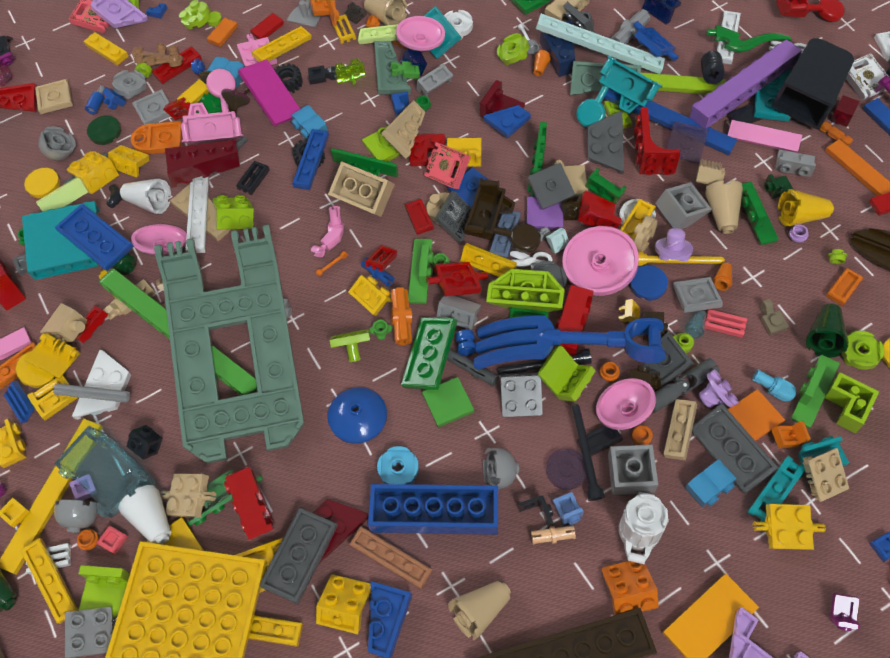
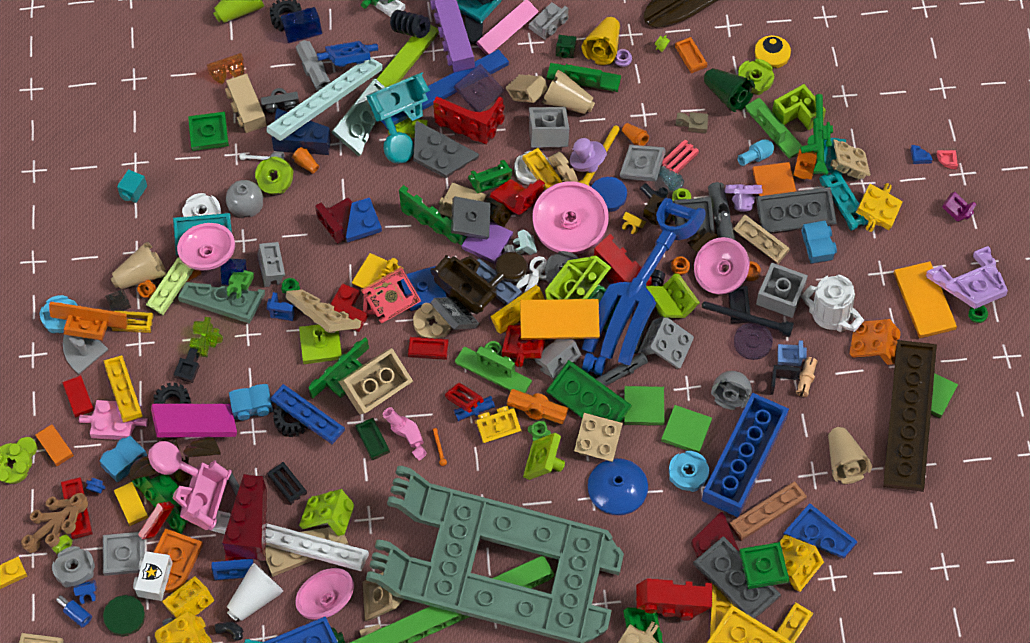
camera: 70 degrees left, 0 degrees up
(134, 128) = (153, 575): none -> white brick
(160, 171) = (231, 569): none -> blue tile
(316, 215) = (372, 439): none -> dark green tile
(317, 573) = (764, 565): none -> green plate
(391, 374) = (598, 437): none -> tan hinge
(441, 448) = (686, 429): none -> bright green tile
(483, 42) = (244, 198): none -> light grey cylinder
(487, 292) = (559, 319): none -> light orange tile
(671, 318) = (648, 191): none -> black arm
(832, 430) = (820, 133): none -> green piece

